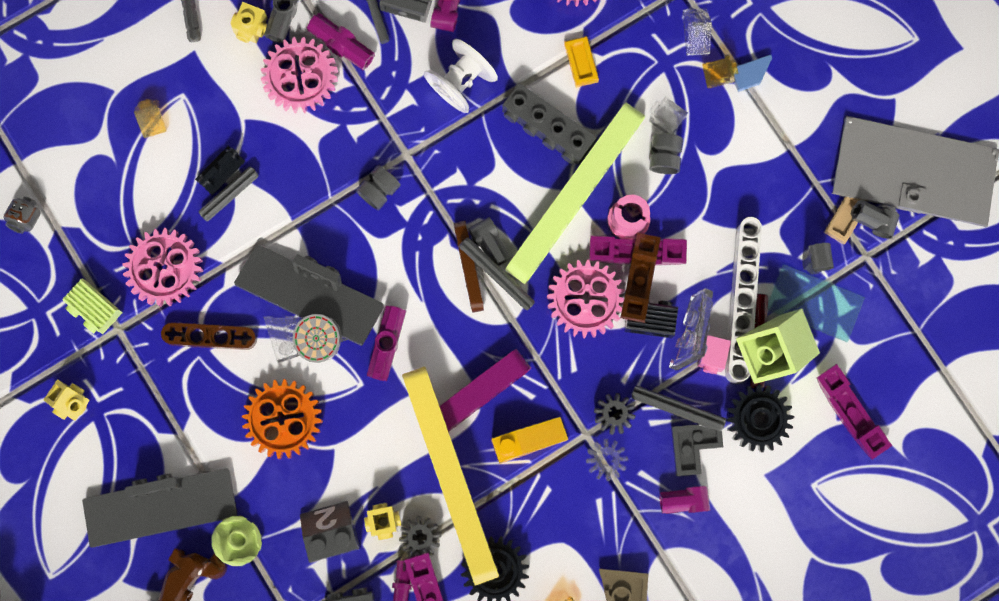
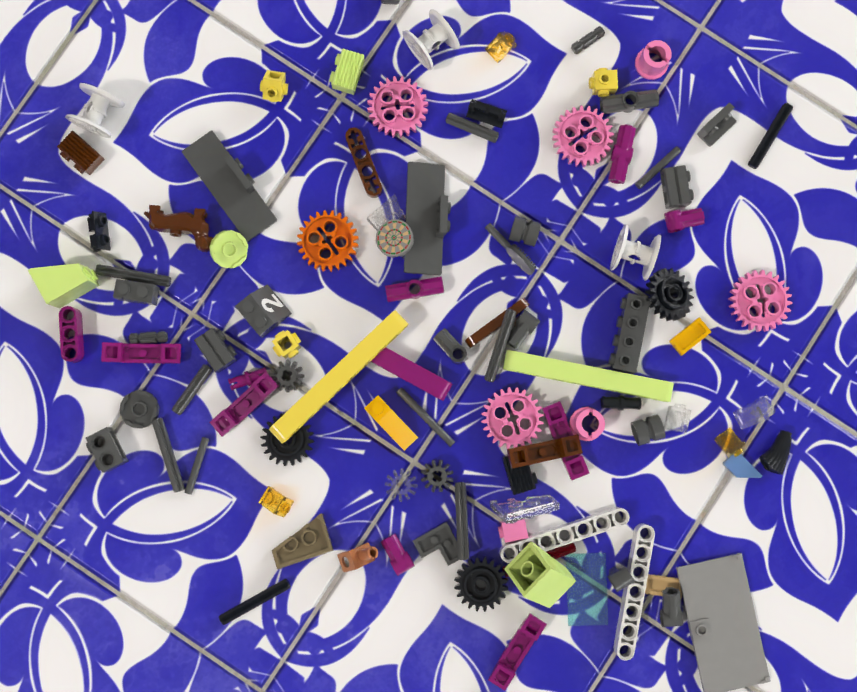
camera: 65 degrees right, 5 degrees up
(103, 191) = (431, 39): none -> white piece
(397, 211) = (514, 253): none -> dark grey piece
(469, 331) = (449, 345): none -> dark grey piece
(524, 61) = (669, 294): none -> black gear
(540, 397) = (425, 416): none -> dark grey bar
(622, 170) = (621, 402): none -> black pin
(669, 547) = (358, 557): none -> nougat bracket
(756, 29) = (777, 455): none -> black piece
(851, 251) = (636, 600): none -> white beam

